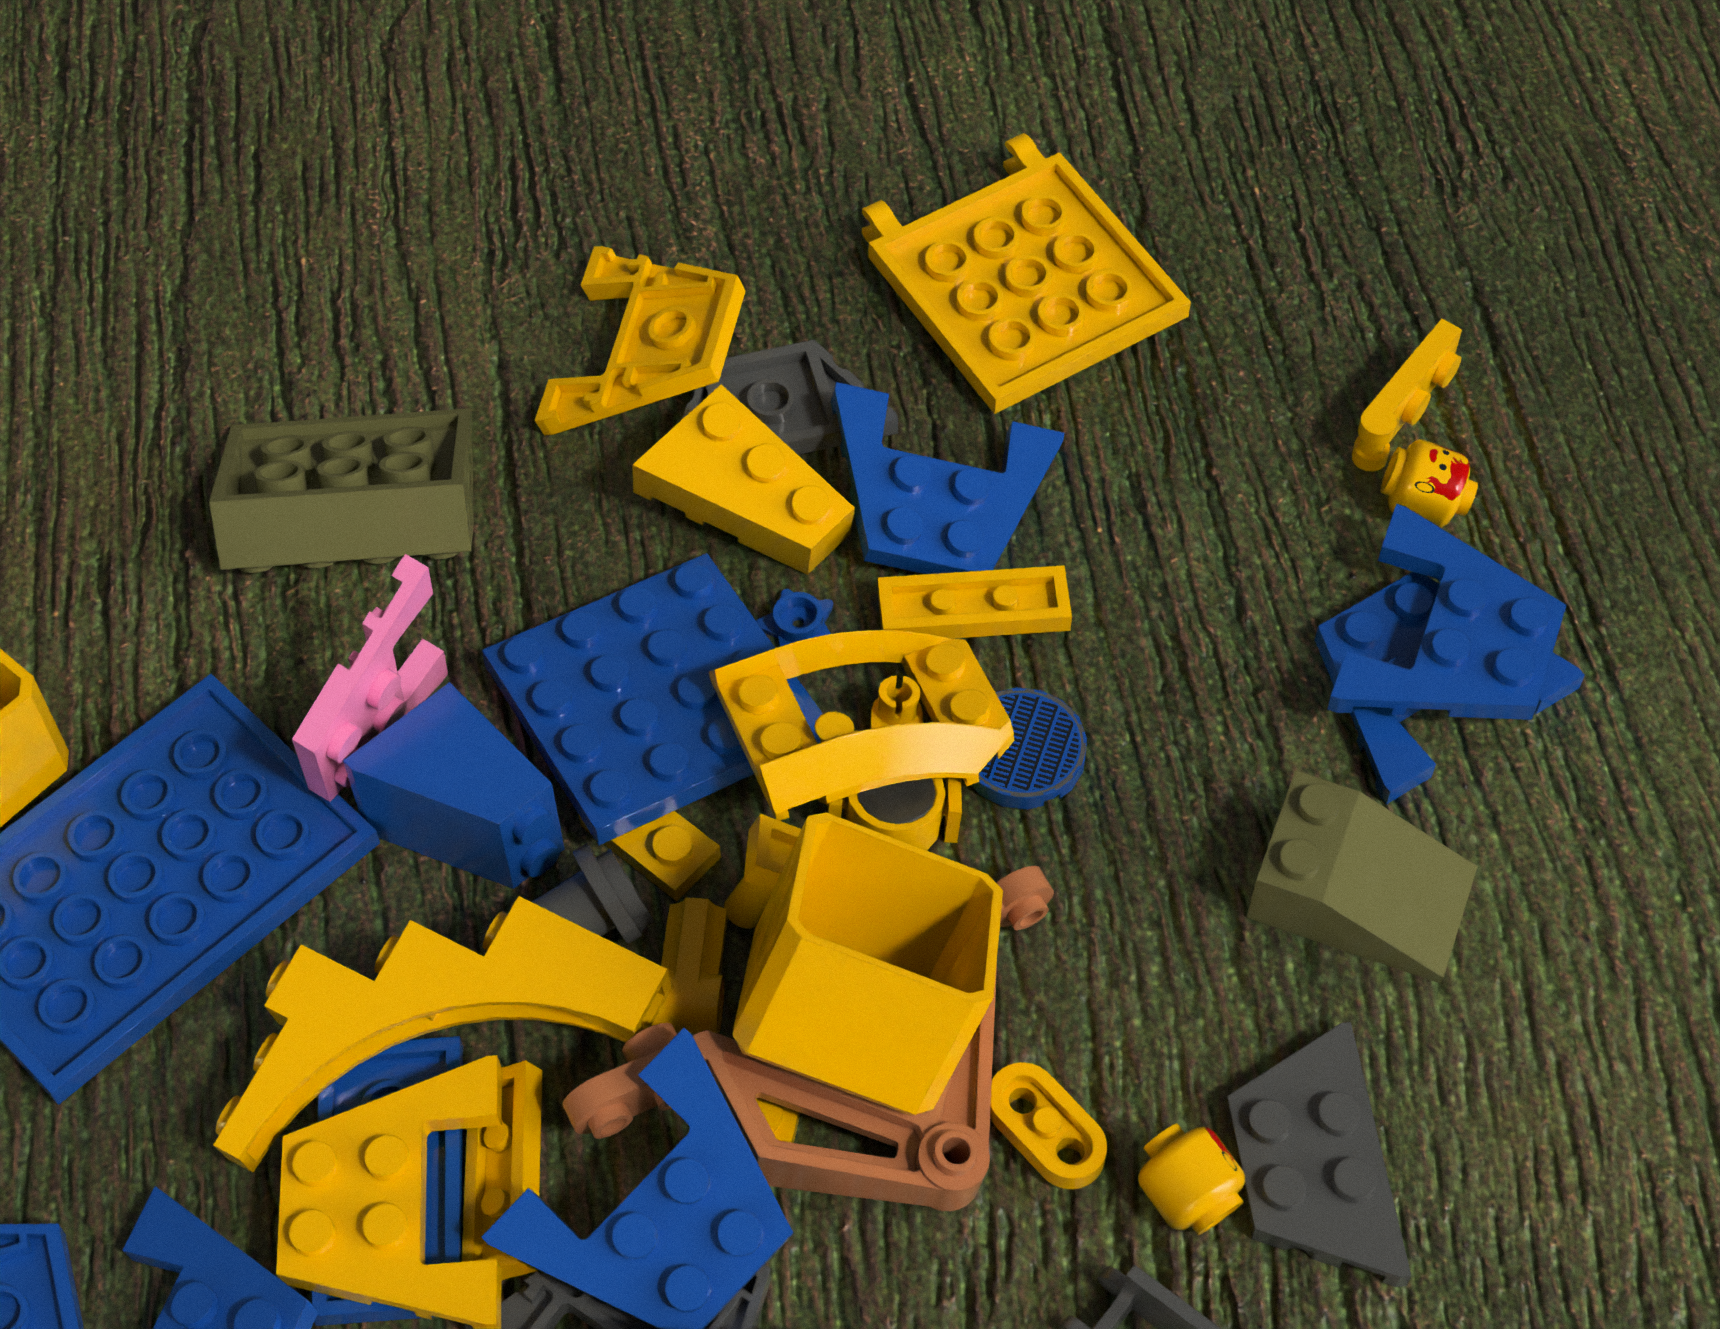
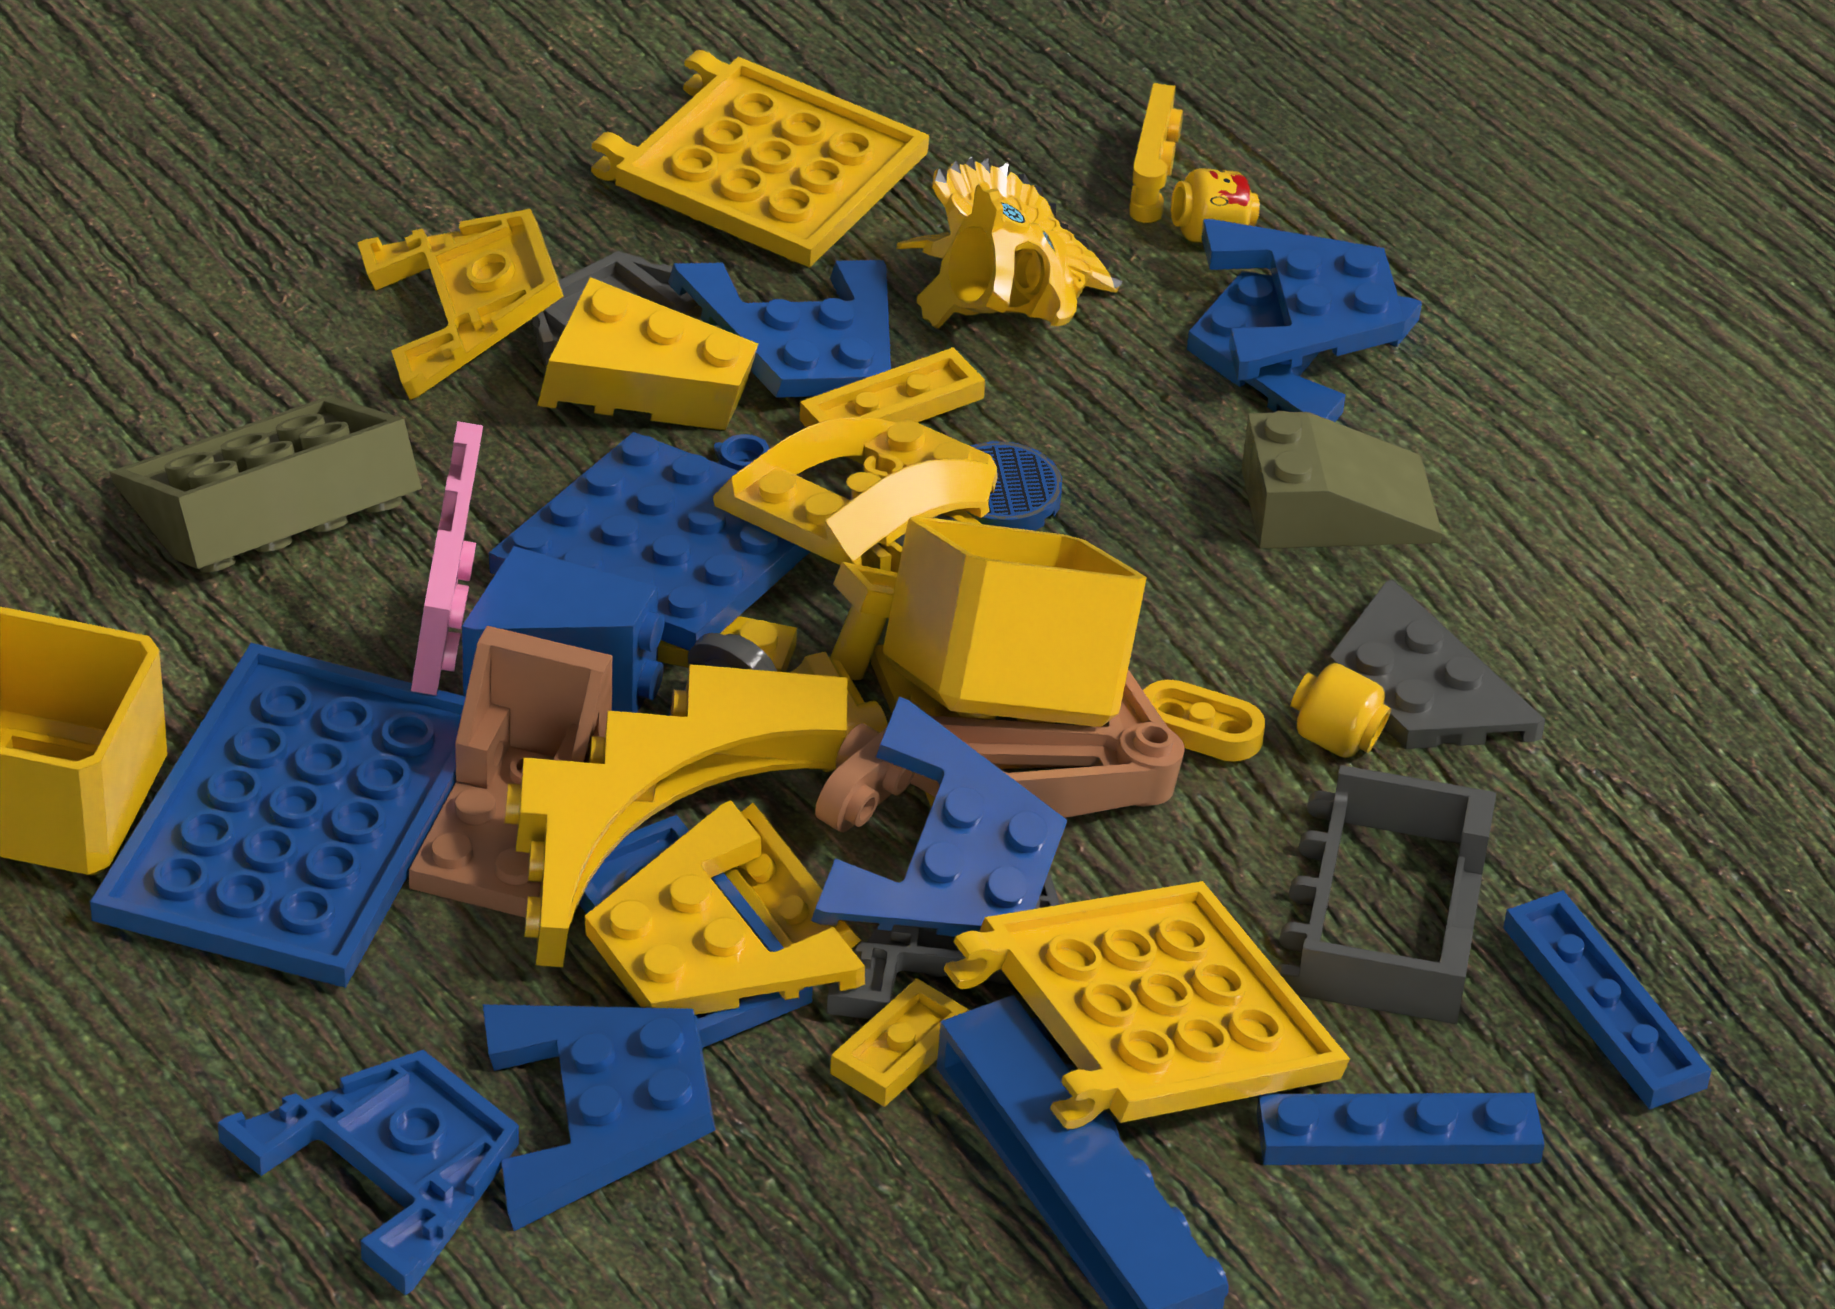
camera: 30 degrees left, 15 degrees down
(351, 892) = (519, 704): none -> nougat bracket
(1179, 471) = (1004, 250): none -> yellow piece

